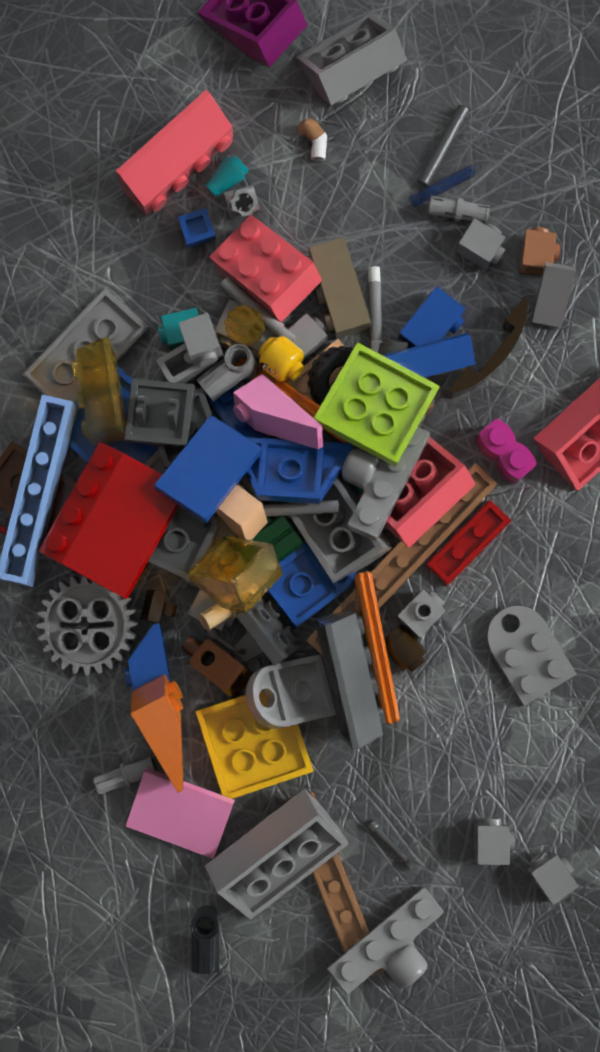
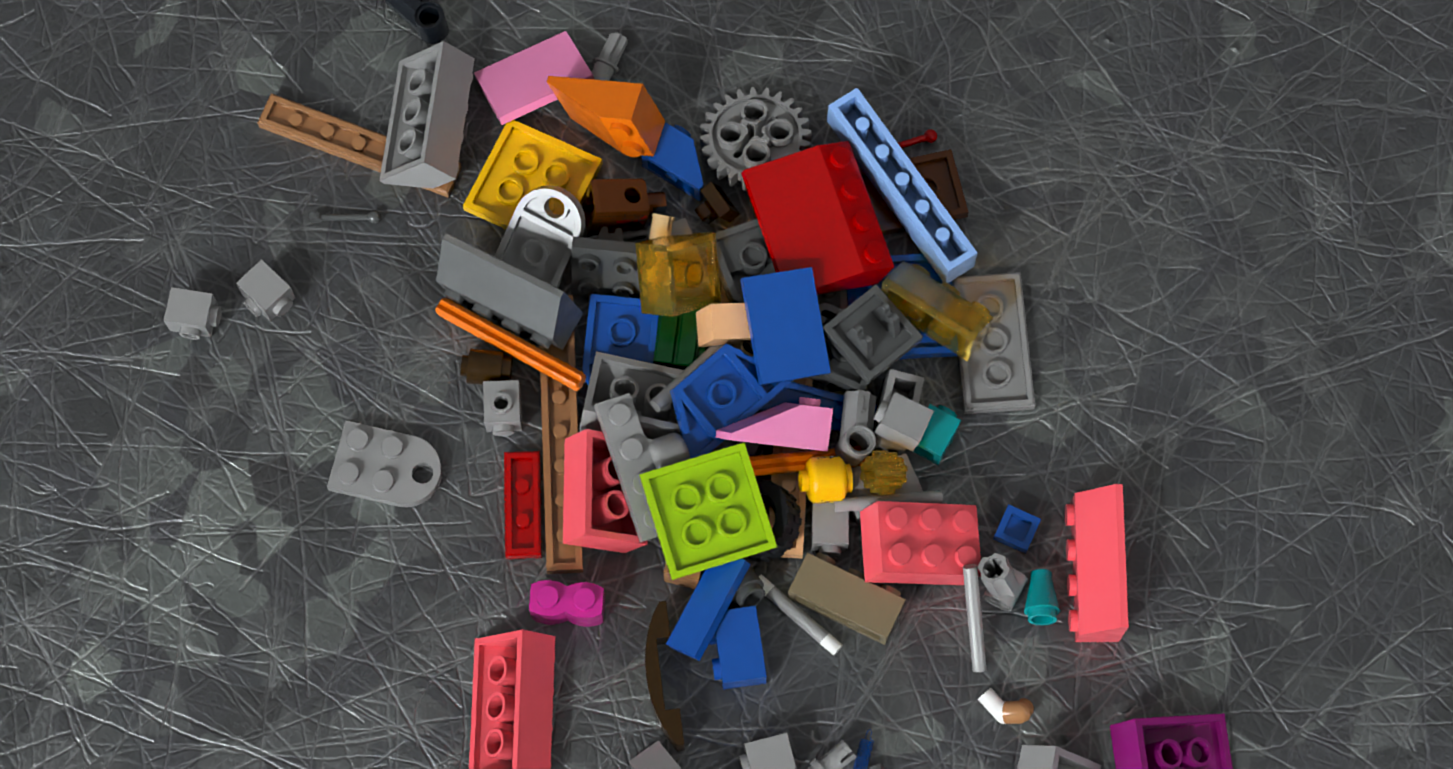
camera: 135 degrees right, 10 degrees down
(280, 197) = (974, 618): none -> light grey bar
(389, 946) = (271, 141): light grey plate -> none

